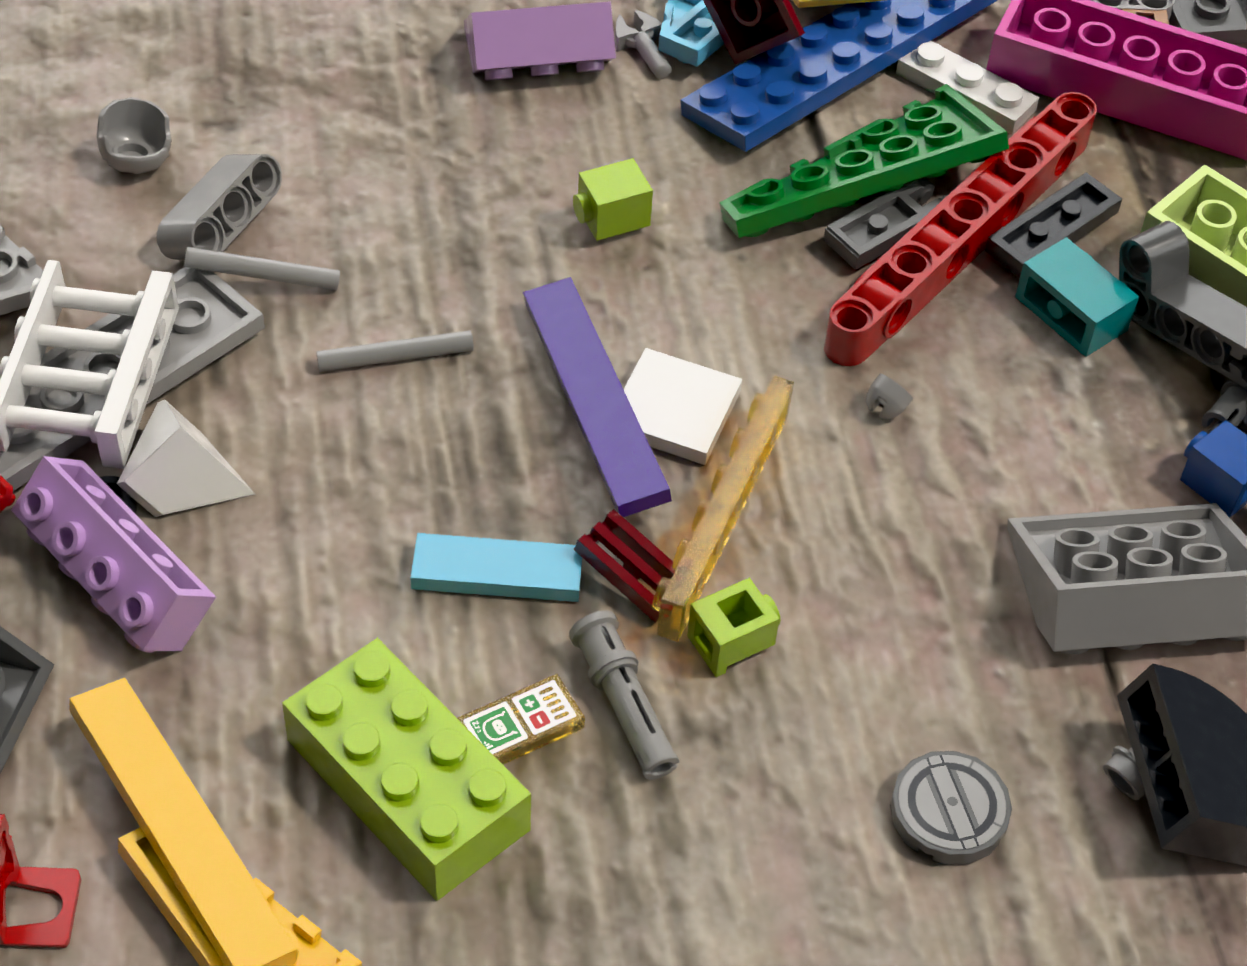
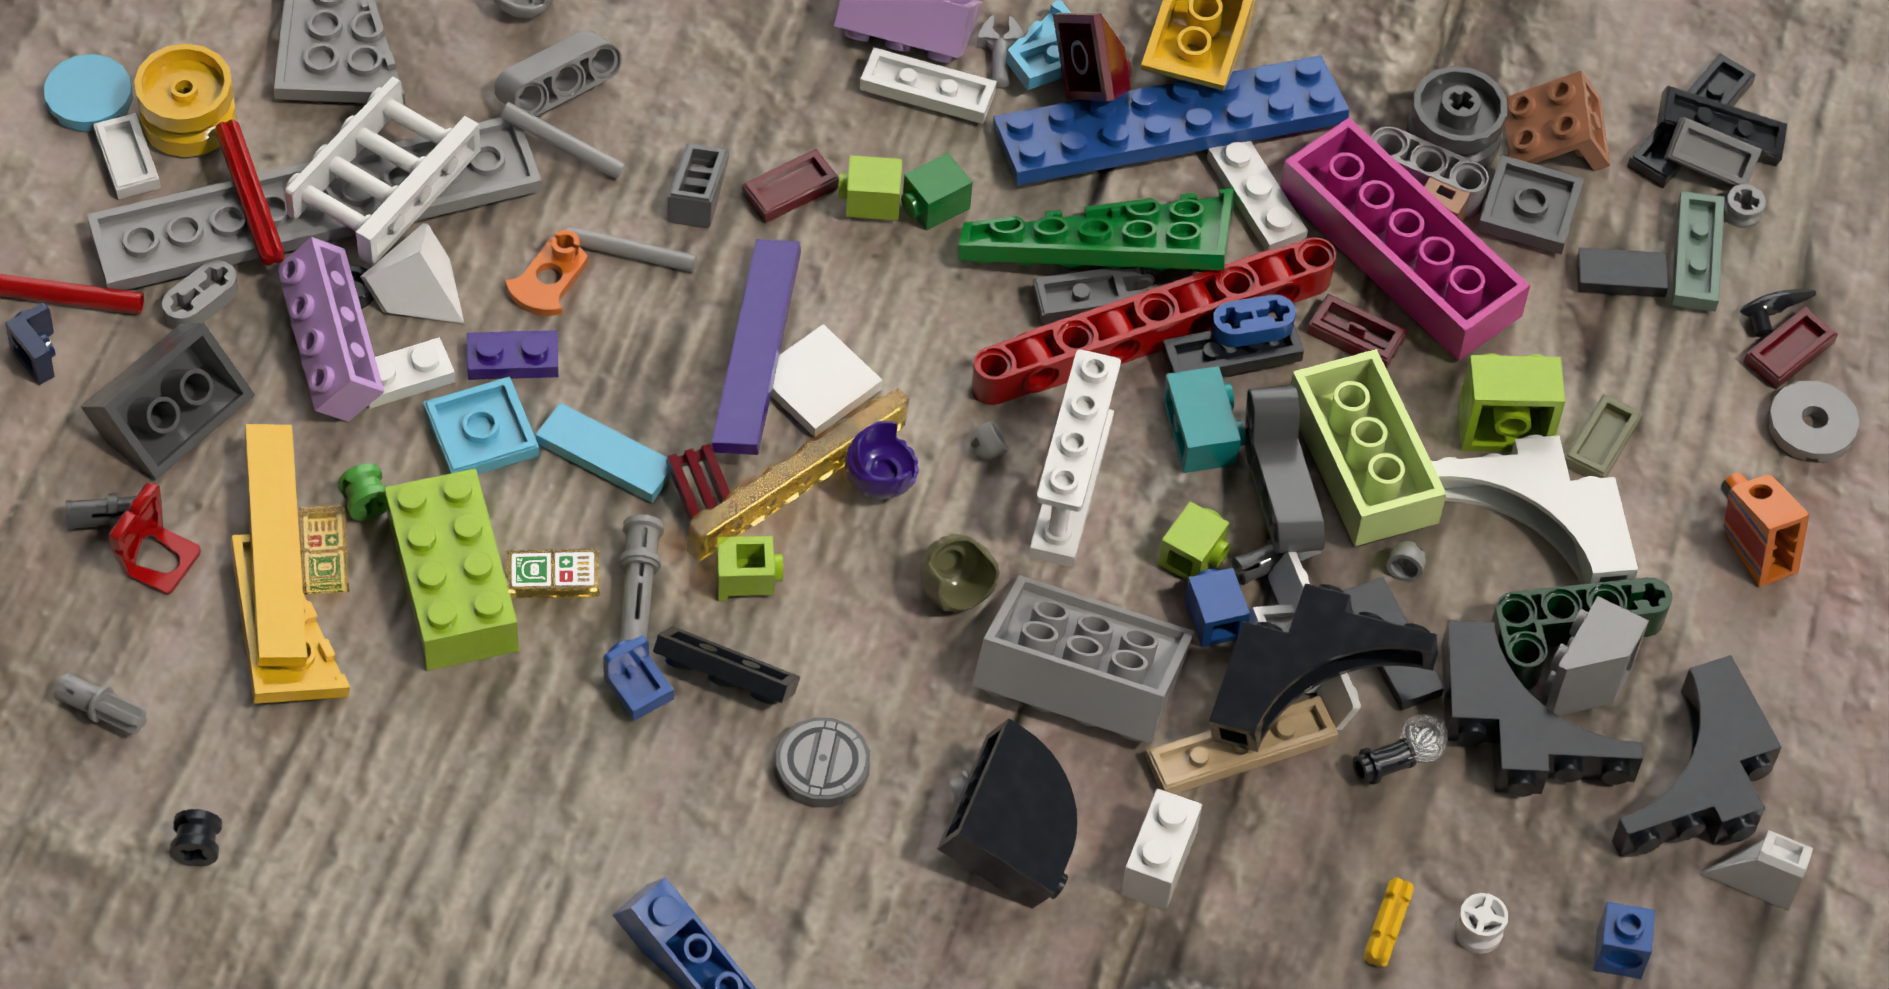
camera: 25 degrees right, 5 degrees up
(232, 562) = (413, 371): none -> white plate
(239, 806) = (324, 549): none -> clear yellow tile
(250, 720) = (364, 491): none -> bright green wheel
(322, 383) = (560, 255): none -> orange piece
(331, 505) = (512, 354): none -> dark purple plate
(342, 597) = (481, 427): none -> medium azure tile
(428, 269) = (697, 188): none -> dark grey slope
(521, 232) = (790, 185): none -> tile
(599, 94) = (928, 85): none -> white plate
(678, 181) = (936, 191): none -> green brick
(693, 802) = (636, 678): none -> blue bracket
(782, 744) = (726, 665): none -> black plate
(804, 460) = (880, 462): none -> dark purple hair
(960, 537) = (958, 573): none -> olive hair
(1004, 374) = (1075, 458): none -> white fence
(1055, 179) = (1253, 320): none -> blue beam
(1143, 168) = (1353, 336): none -> dark red tile
(1159, 415) = (1195, 542): none -> lime brick

